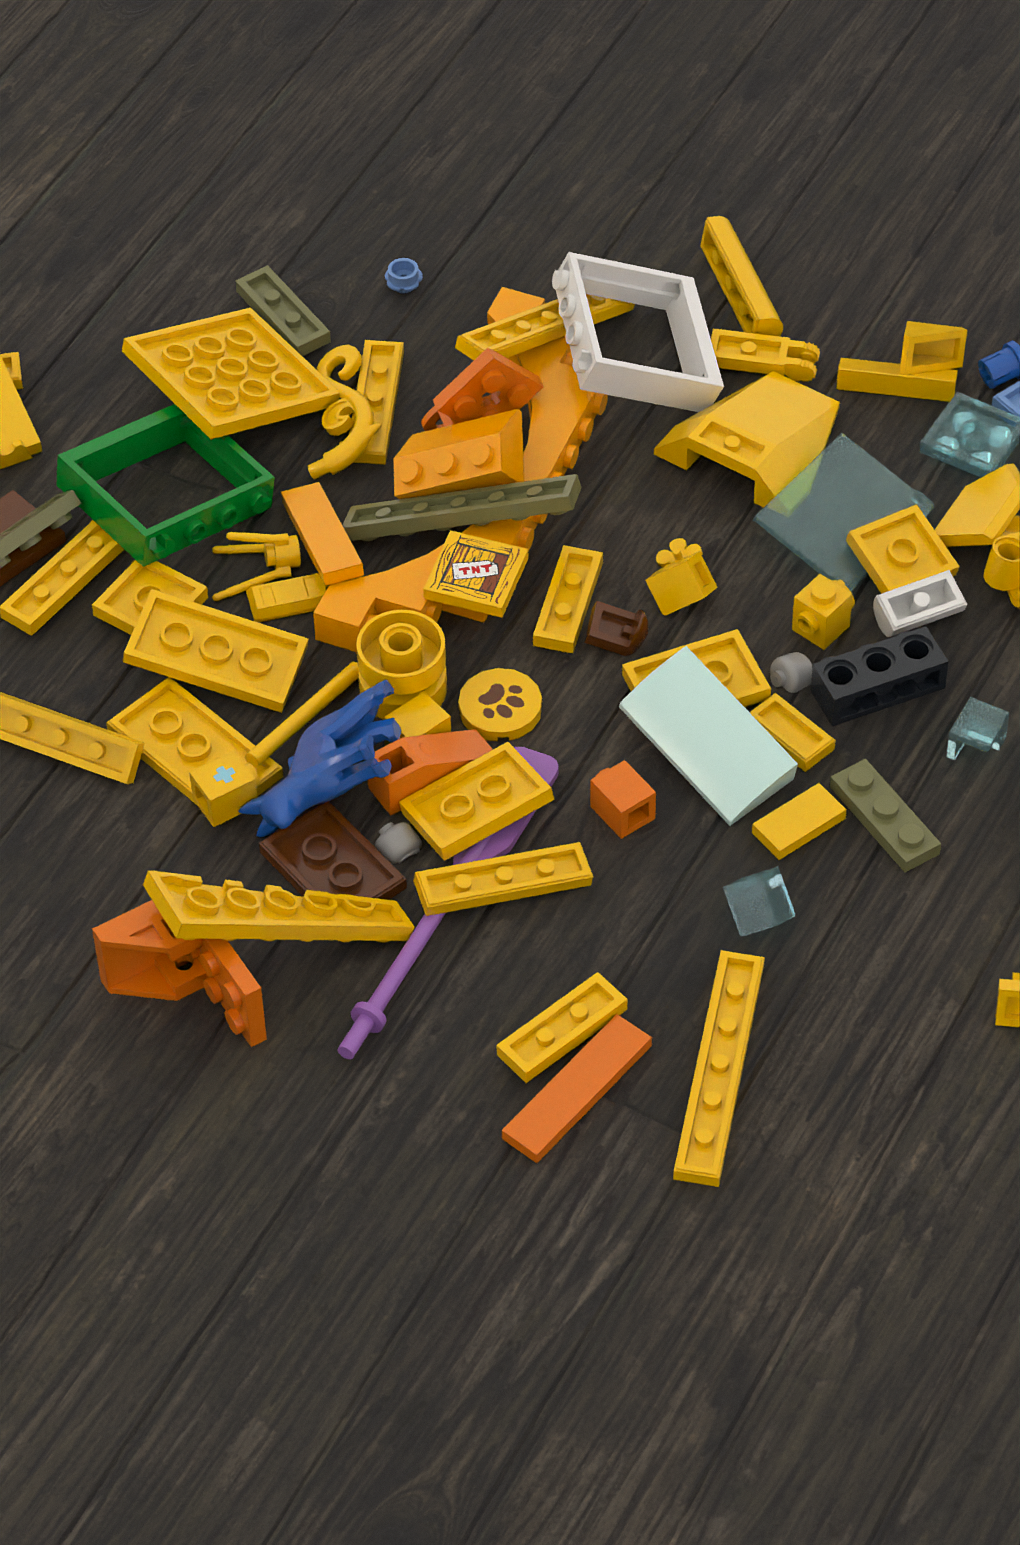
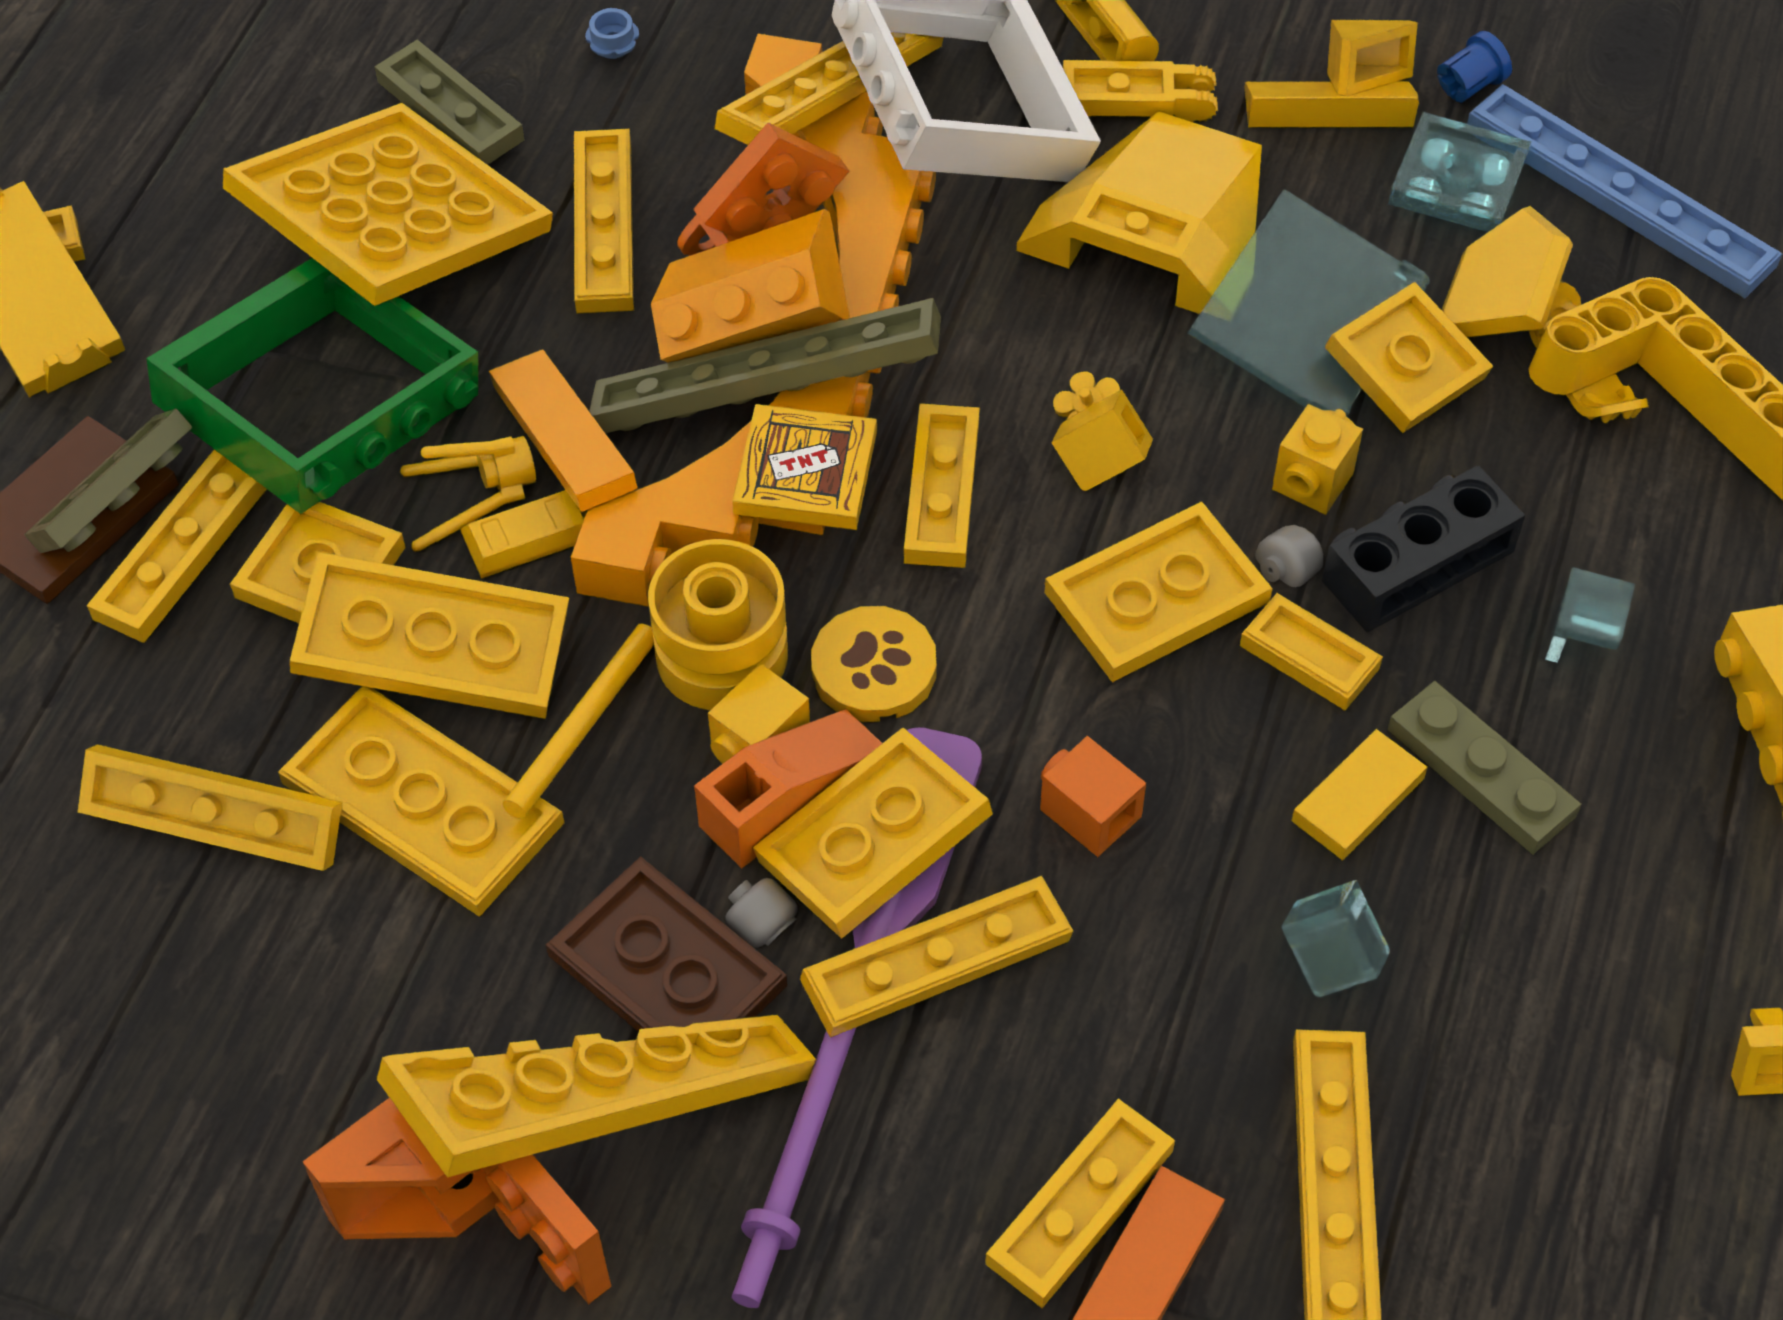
camera: 10 degrees left, 5 degrees up
(223, 787) = (480, 864): yellow brick -> none
(324, 760) = (636, 798): blue animal -> none
(337, 418) = (552, 247): yellow plant -> none
(616, 629) = (1023, 522): reddish brown plate -> none
(709, 736) = (1201, 678): light aqua slope -> none
(918, 604) = (1449, 430): white brick -> none

